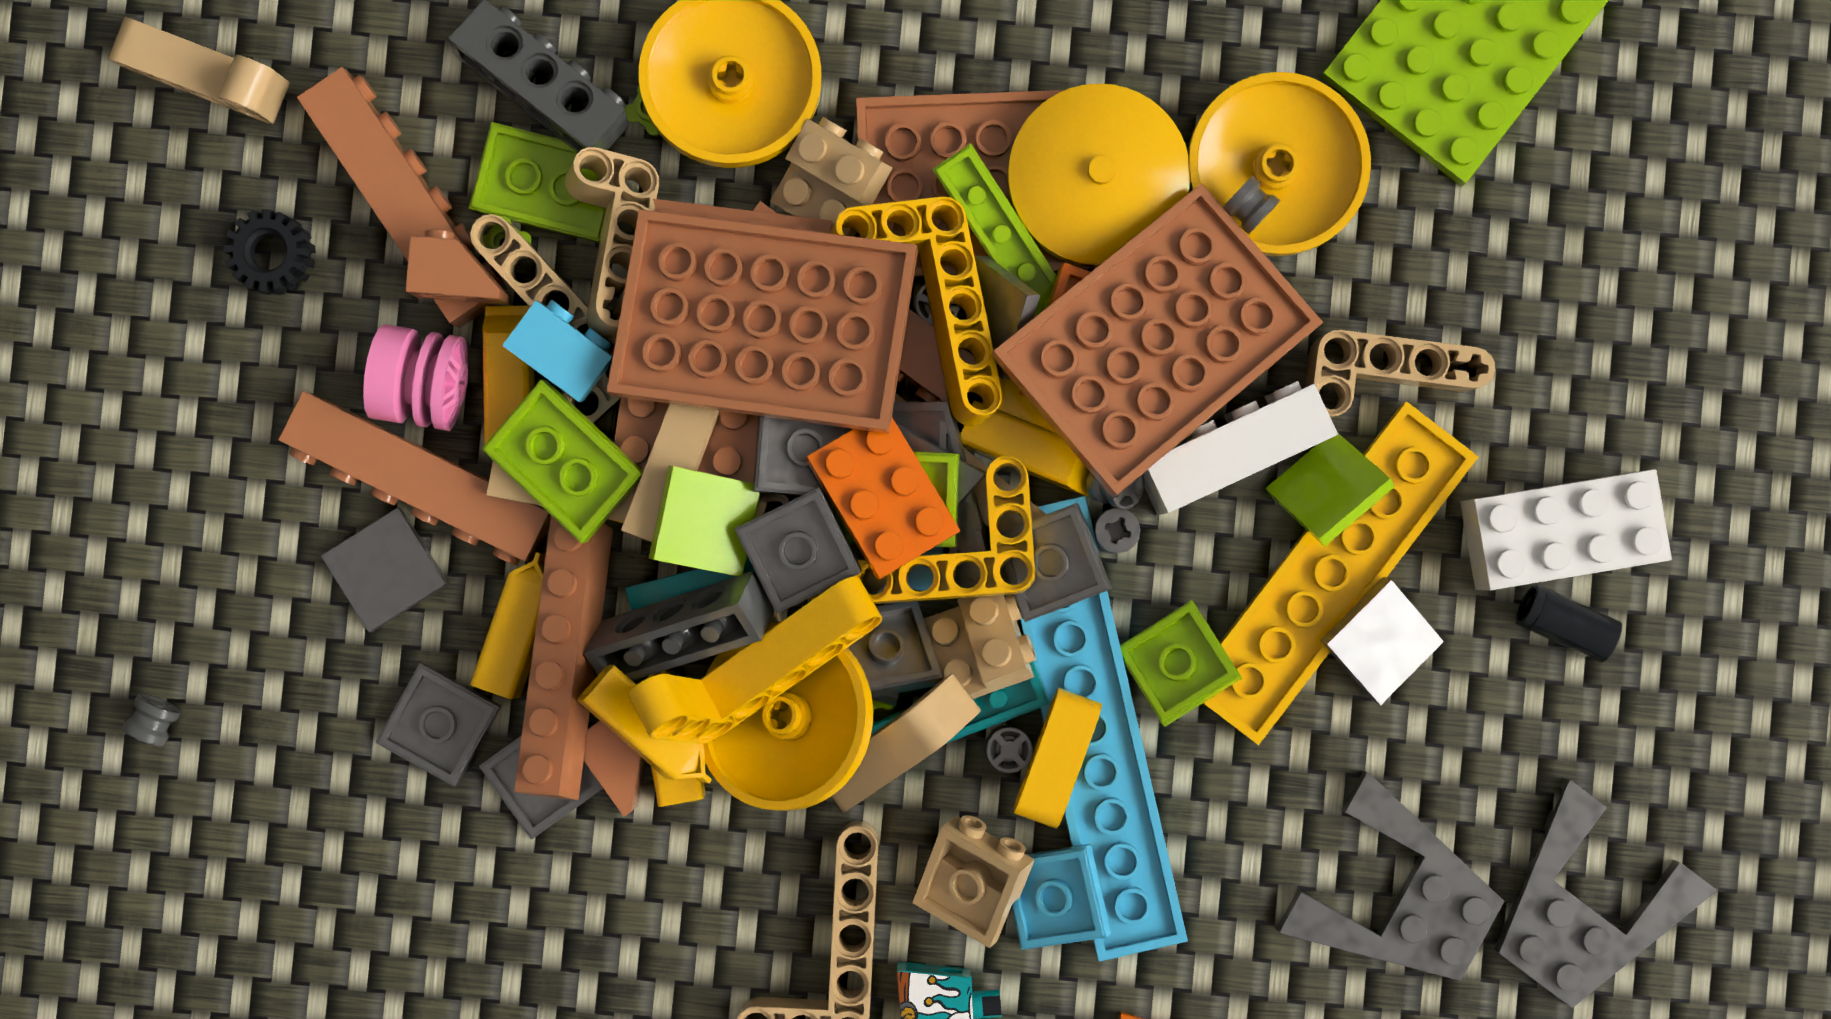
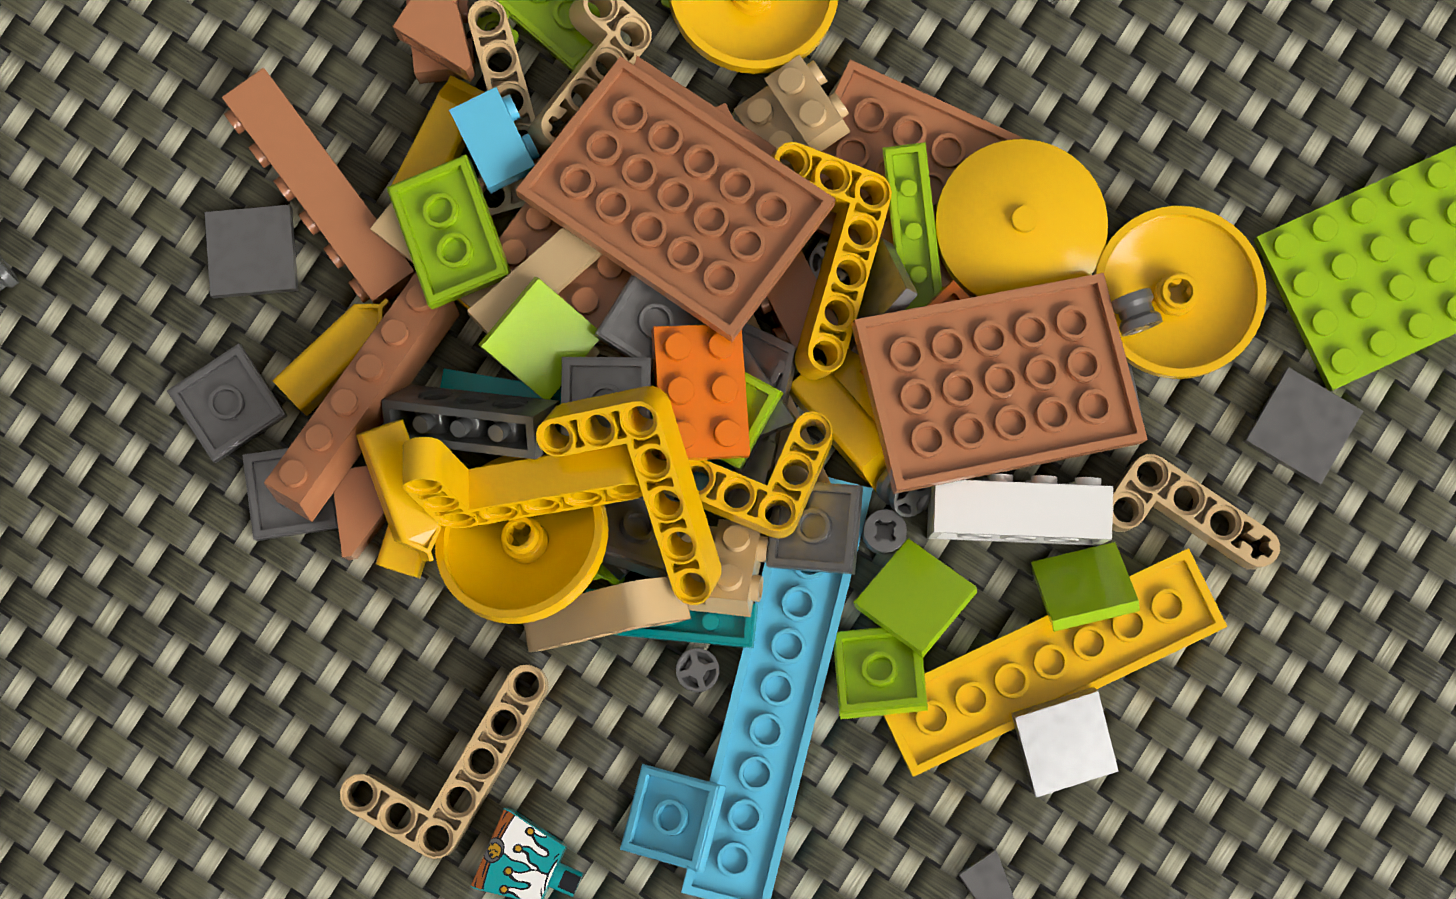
camera: 30 degrees right, 5 degrees down
(415, 378) = (362, 103): bright pink wheel -> none
(881, 599) = (652, 474): none -> yellow beam
(973, 878) = (610, 764): tan plate -> none
(1057, 758) = (734, 696): yellow beam -> none
(1177, 578) = (915, 597): none -> lime tile
(1454, 231) = (1303, 426): none -> flat silver tile
(1566, 530) = (1271, 727): white brick -> none
(1569, 623) = (1235, 810): black pin -> none

